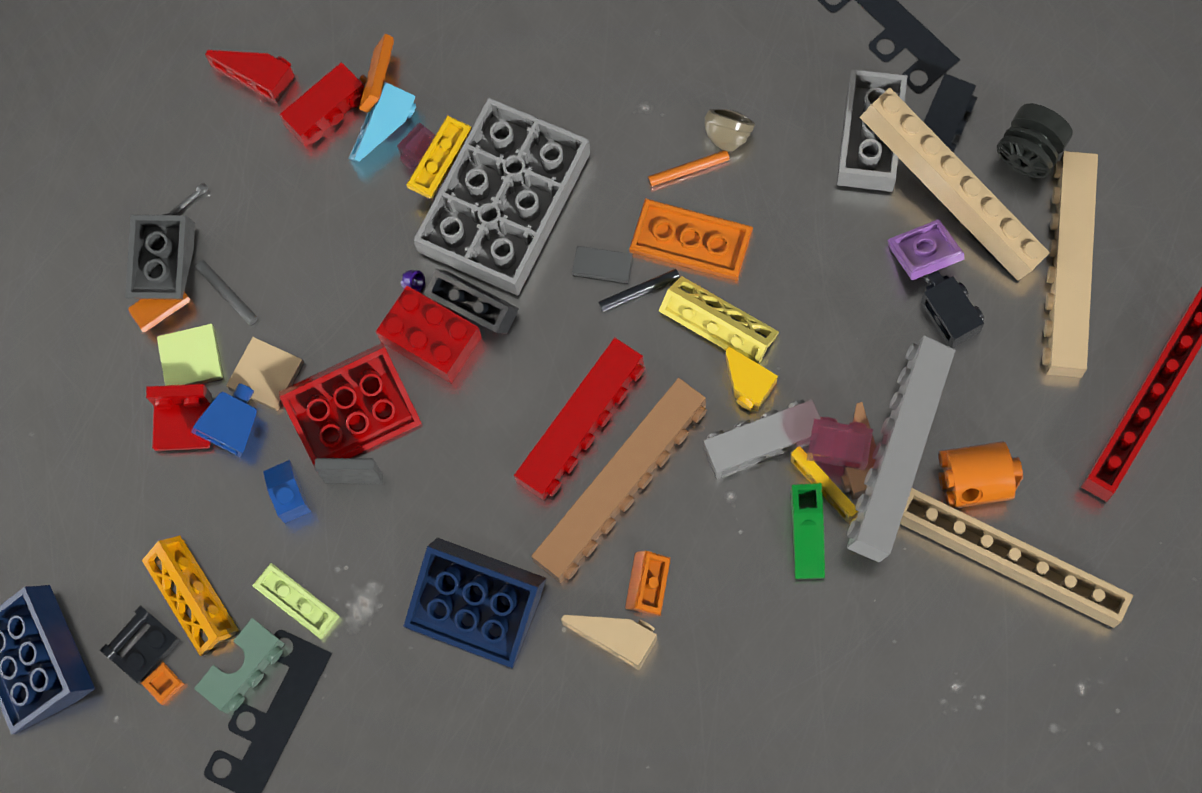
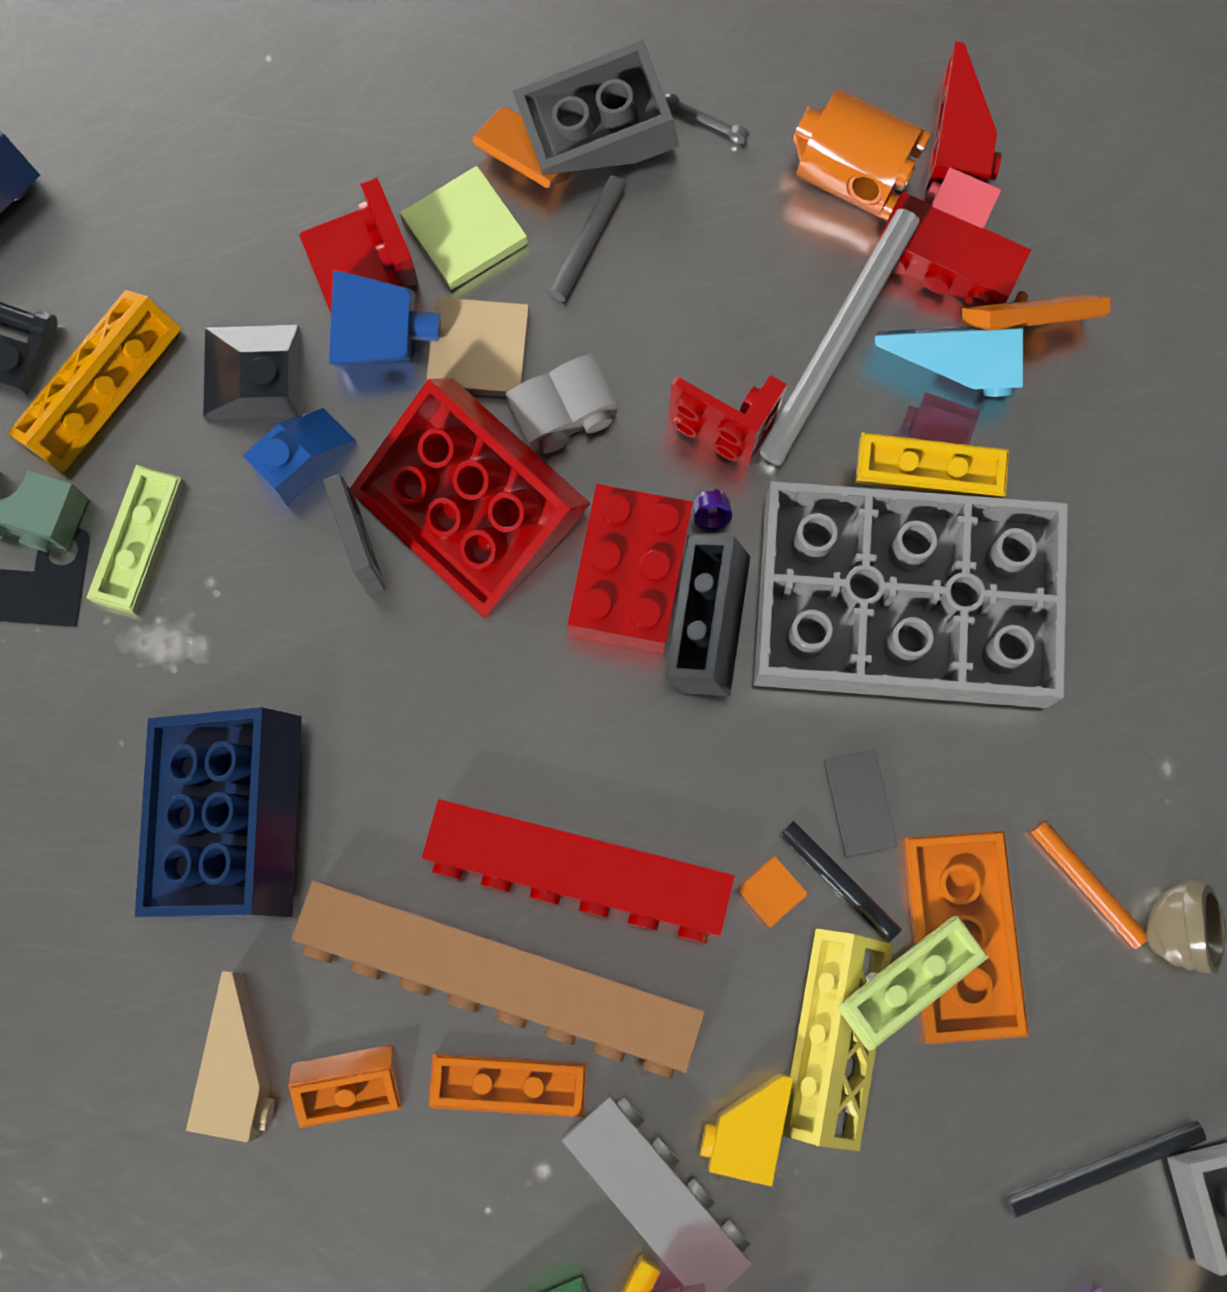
camera: 60 degrees right, 5 degrees up
(224, 503) = (251, 372): none -> black slope
(246, 128) = (858, 152): none -> orange cylinder
(295, 85) = (963, 197): none -> coral brick
(319, 337) = (562, 403): none -> light grey brick
(346, 178) = (839, 336): none -> light grey axle
(372, 254) = (732, 432): none -> red bracket
(631, 326) = (772, 892): none -> orange tile
(679, 497) = (508, 1085): none -> orange tile
(703, 270) = (912, 982): none -> yellowish green tile
(832, 216) = (1106, 1169): none -> black bar

